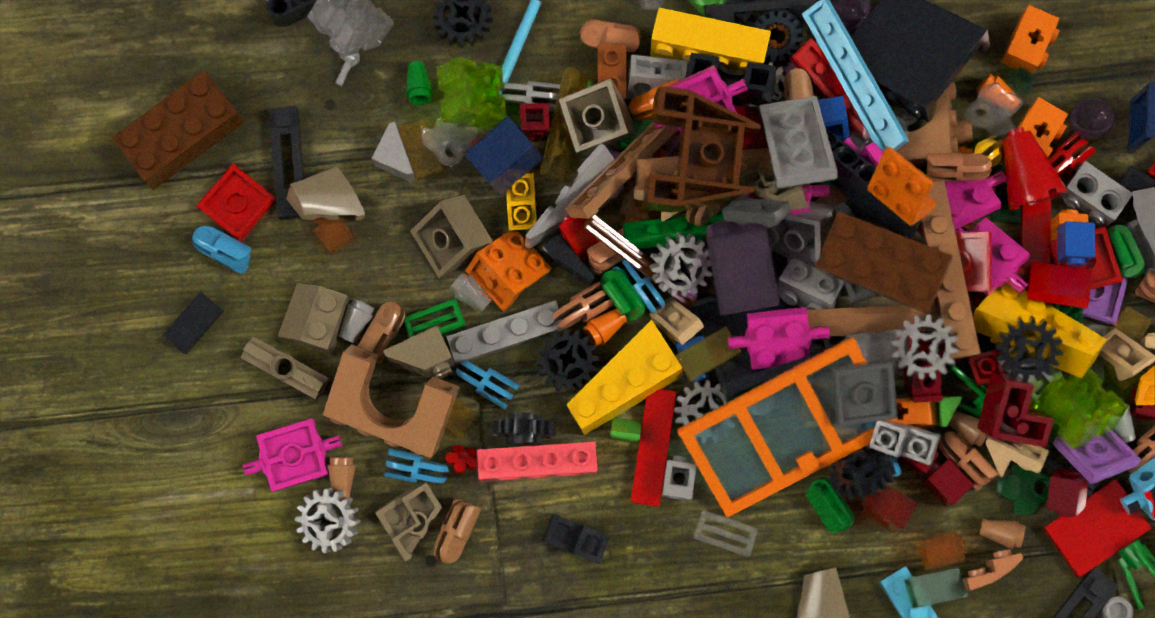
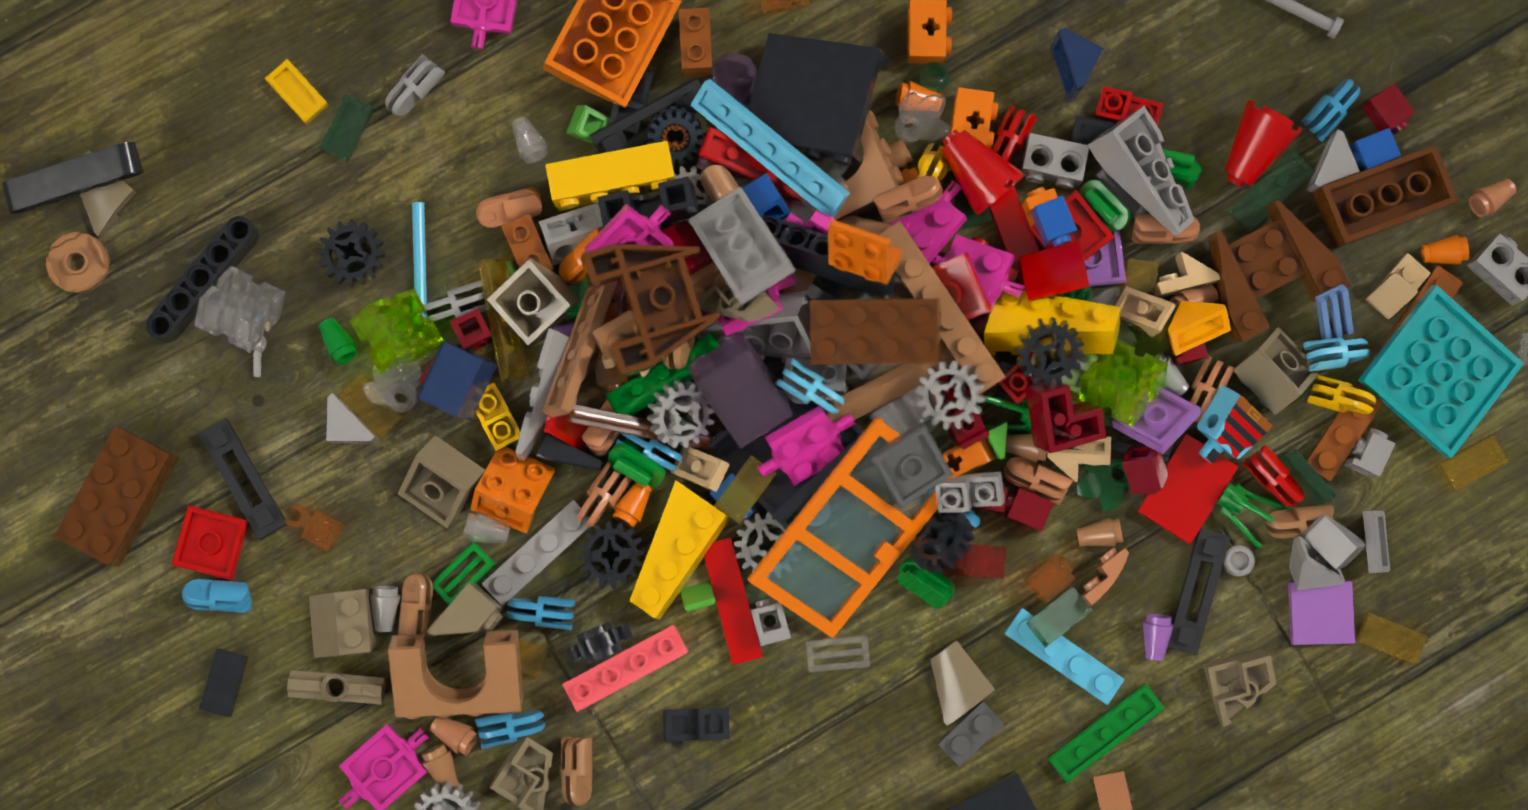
camera: 30 degrees left, 5 degrees up
(325, 196) = (297, 499): dark tan slope -> none
(366, 454) = (456, 735): none -> nougat cone
(462, 458) = (551, 697): red plant -> none
(757, 211) = (731, 335): dark grey plate -> none
(804, 288) = (811, 388): none -> medium azure arm
(1092, 118) = (1020, 84): hair -> none

